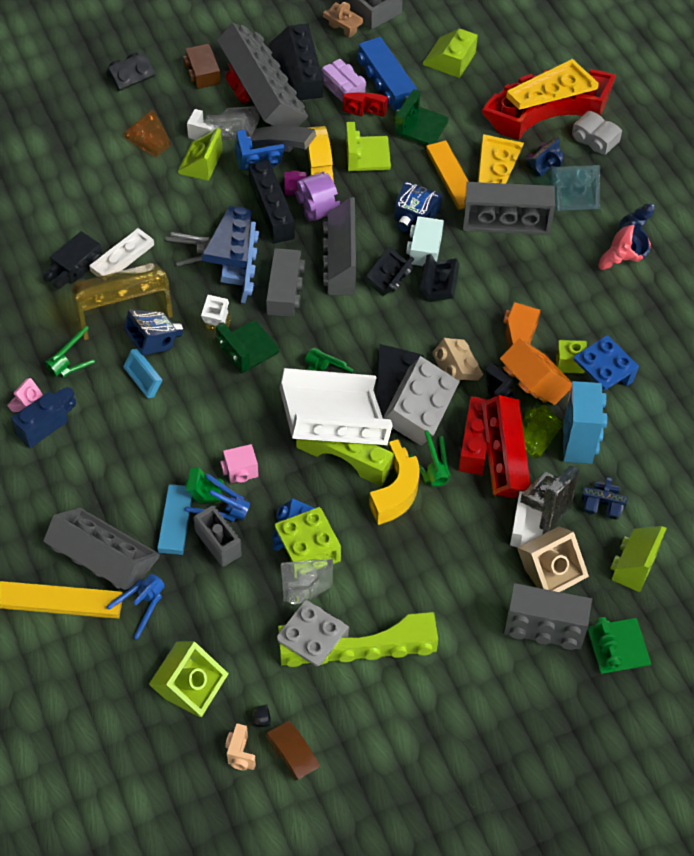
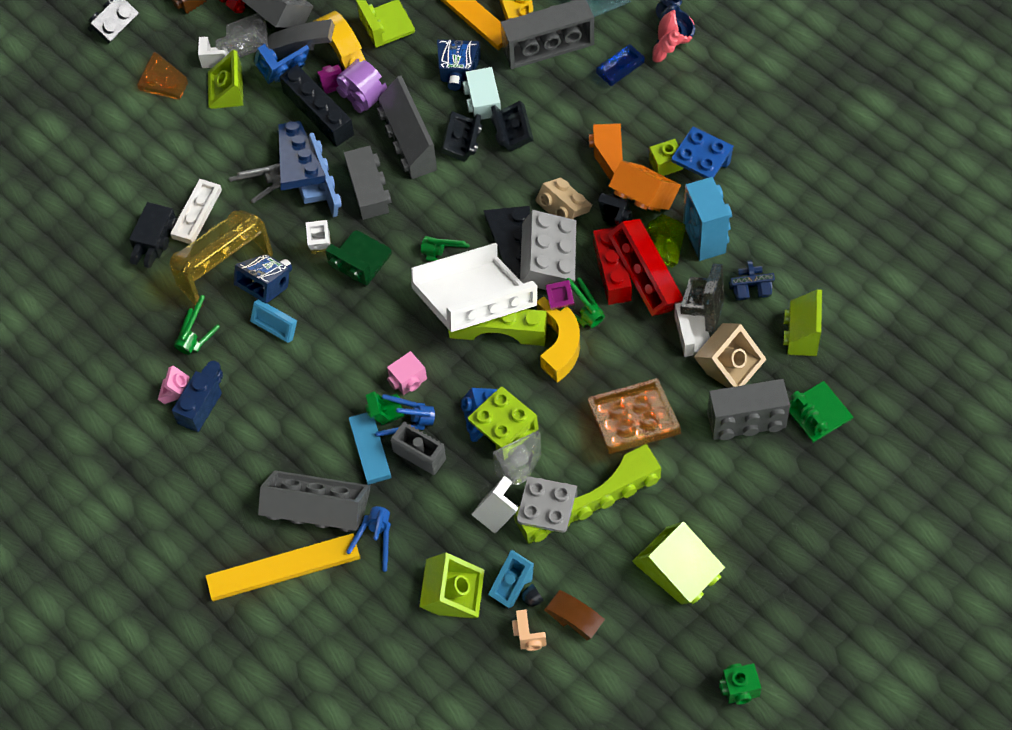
camera: 15 degrees left, 5 degrees up
(247, 691) = (511, 579): none -> dark azure slope
(261, 619) = (496, 508): none -> white panel
(412, 442) = (560, 294): none -> magenta tile
(417, 741) = (680, 563): none -> slope
(434, 582) = (634, 416): none -> clear orange plate
(565, 259) = (620, 65): none -> clear blue plate

